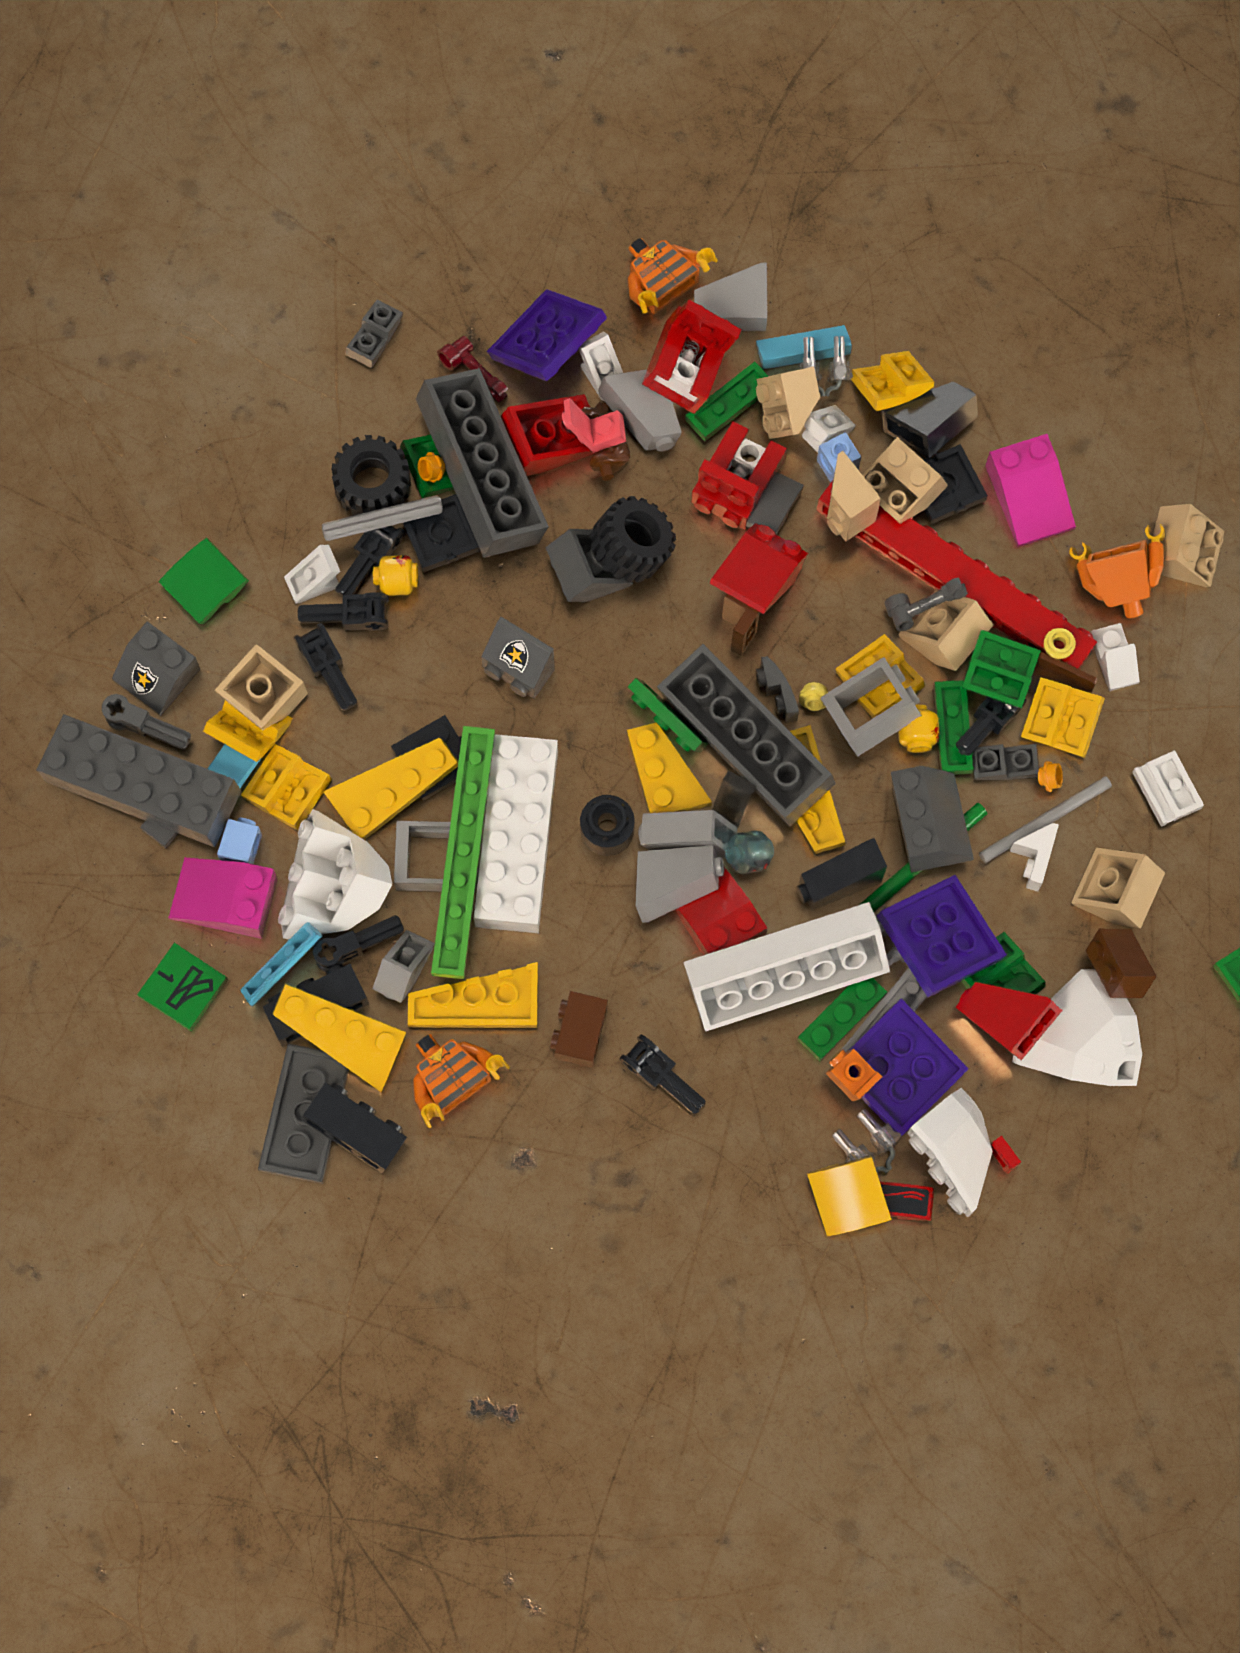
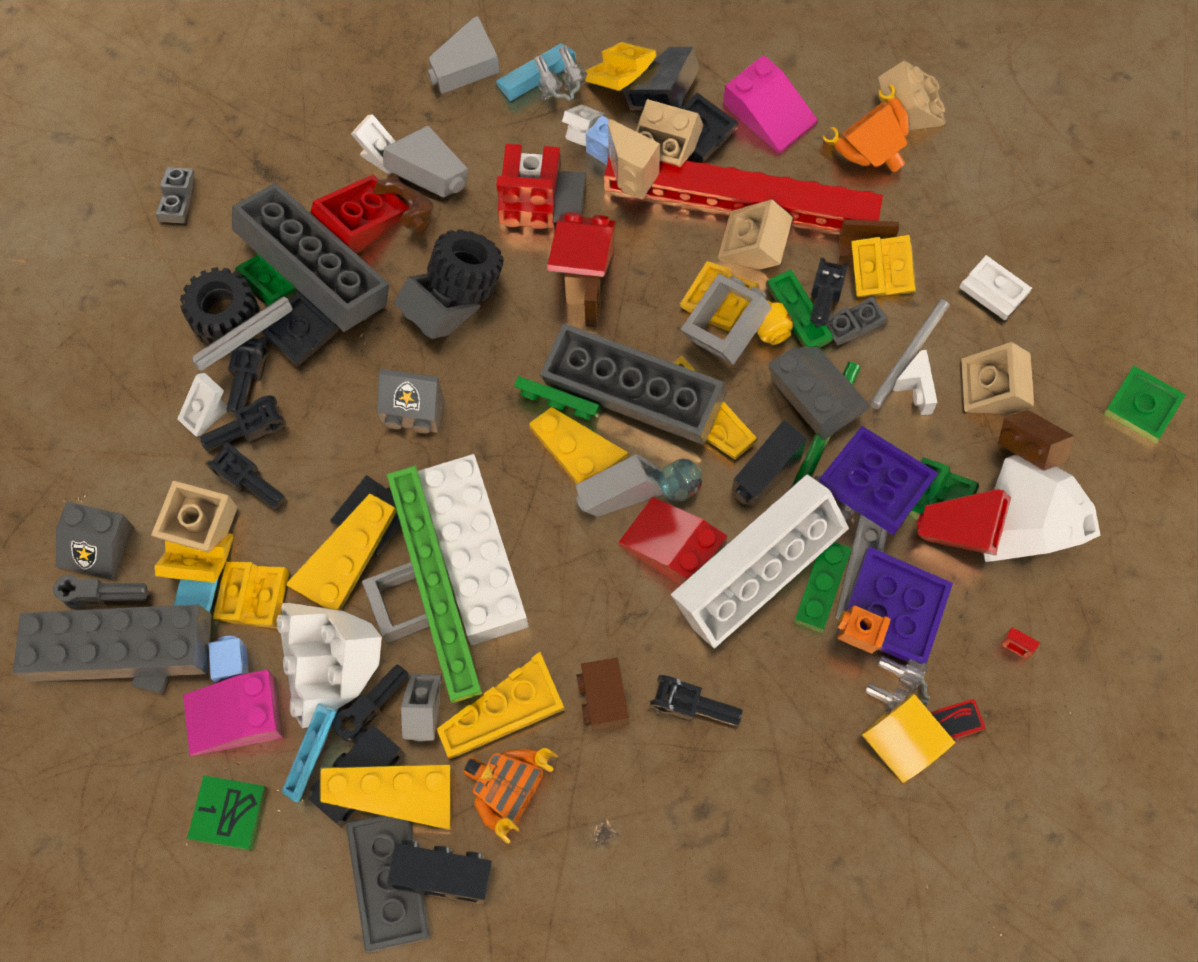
camera: 20 degrees left, 5 degrees down
(203, 581) = (106, 450): green slope -> none
(396, 575) = (274, 376): yellow head -> none
(431, 467) = (268, 278): light orange plate -> none
(460, 353) = (255, 182): dark red brick -> none
(547, 334) = (322, 136): dark purple plate -> none
(596, 432) = (397, 196): coral bracket -> none
(607, 808) = (548, 493): black piece -> none
(664, 272) = (398, 56): torso -> none
(675, 878) = (628, 528): light grey slope -> none
(700, 339) = (447, 104): red brick -> none
(726, 402) = (495, 133): green plate -> none
(734, 798) = (647, 438): clear smoke plate -> none
(775, 683) = (637, 334): dark grey slope -> none
(787, 401) = (543, 108): tan slope -> none
(811, 696) = (671, 333): light yellow plate -> none
(902, 611) = (713, 237): dark grey brick -> none
(957, 1149) = (983, 654): white brick -> none
(1000, 669) = (817, 246): green slope -> none
(1050, 776) = (897, 316): light orange plate -> none
(1062, 635) = (857, 200): light yellow plate -> none
(1116, 657) = (902, 204): white slope -> none

